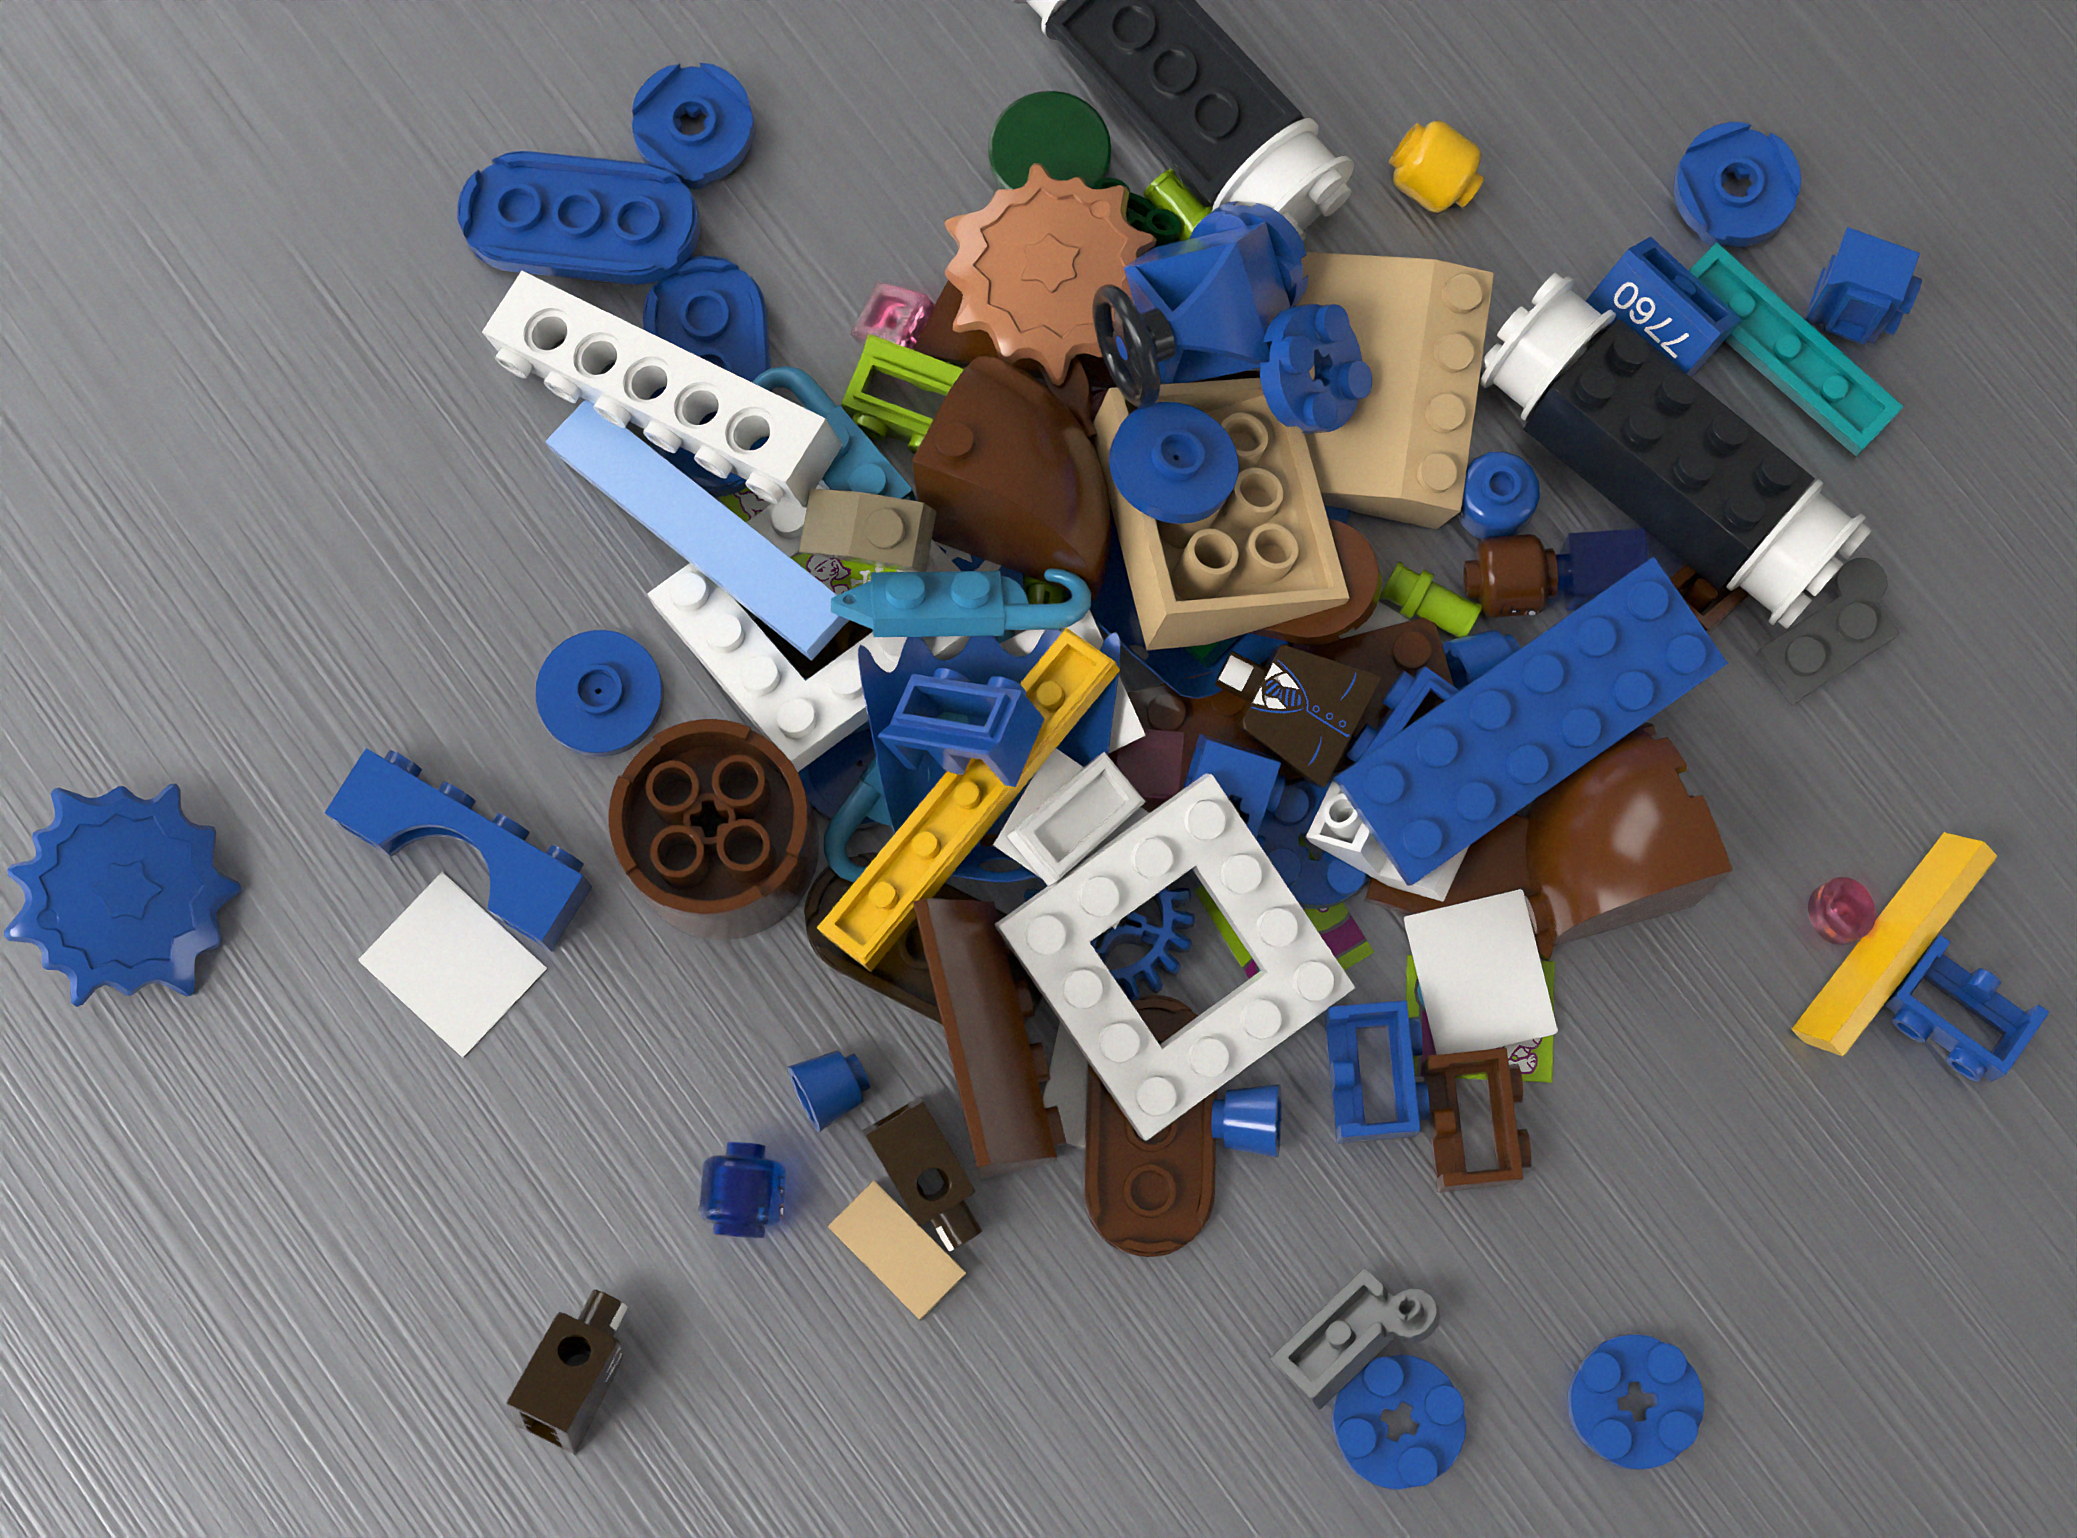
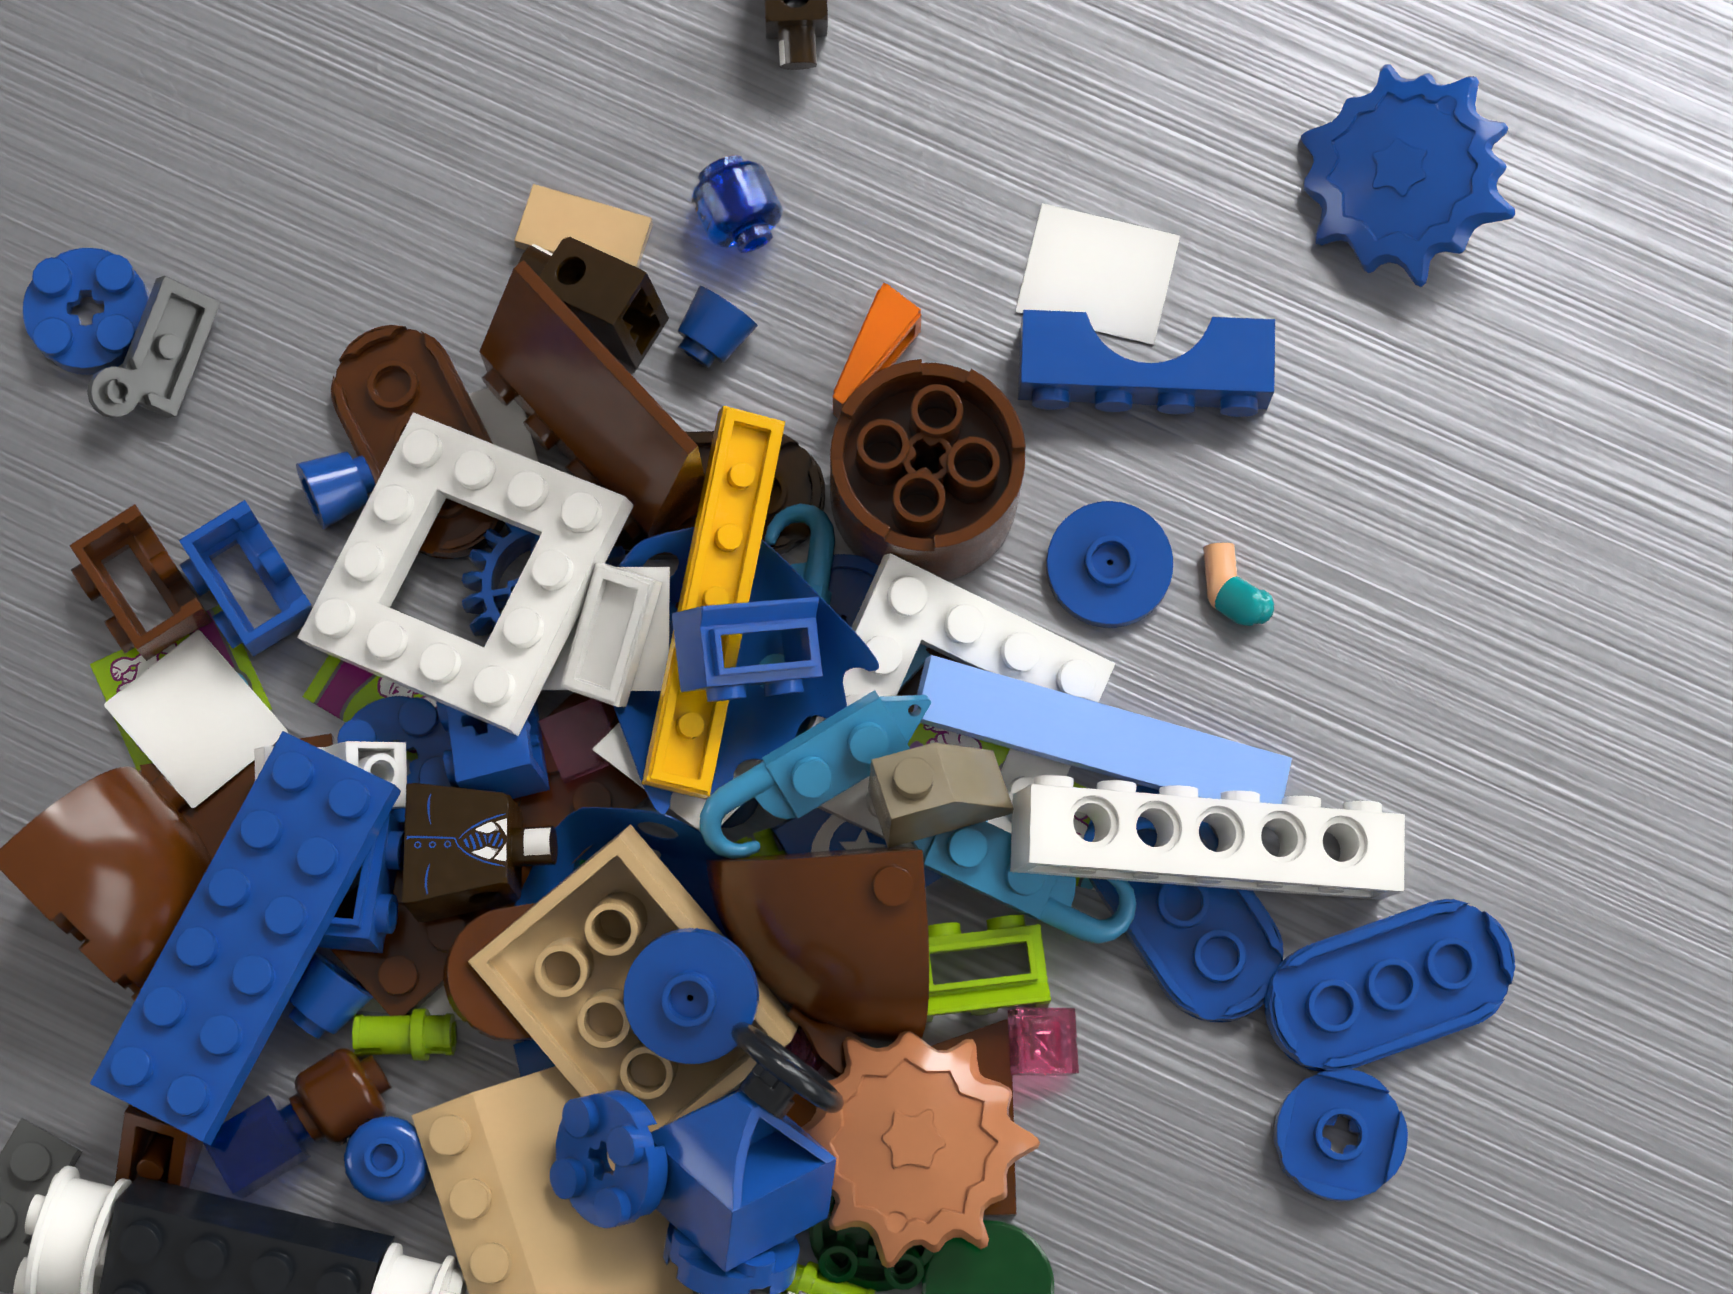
camera: 145 degrees right, 0 degrees up
(511, 609) = (1229, 592): none -> arm
(685, 992) = (883, 338): none -> orange slope

